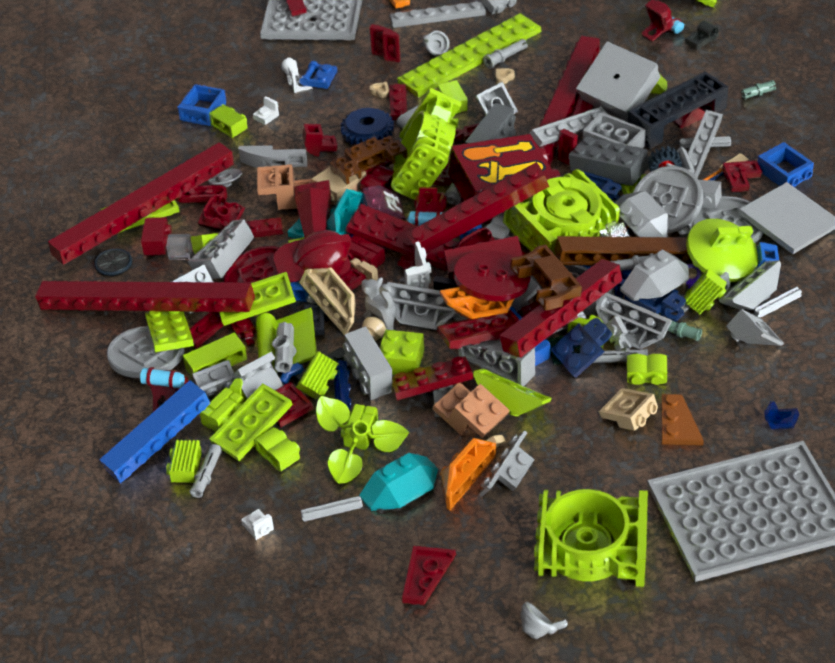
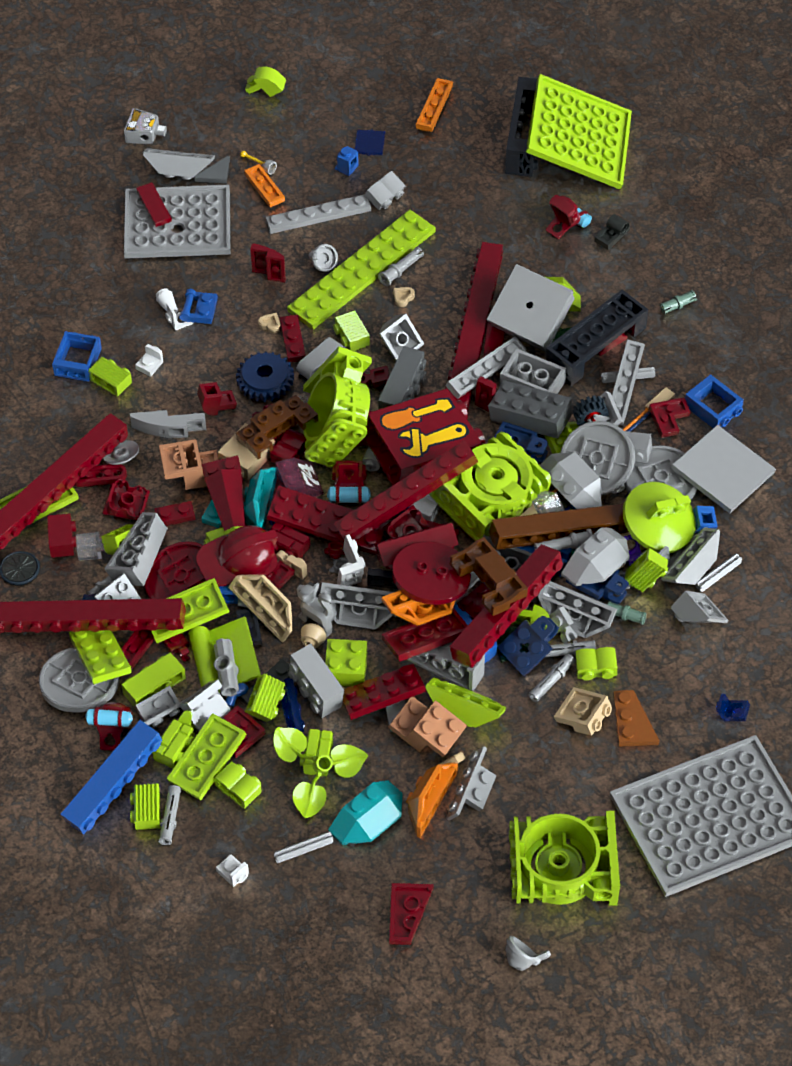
camera: 10 degrees left, 10 degrees up
(606, 375) = (557, 672): none -> light grey pin

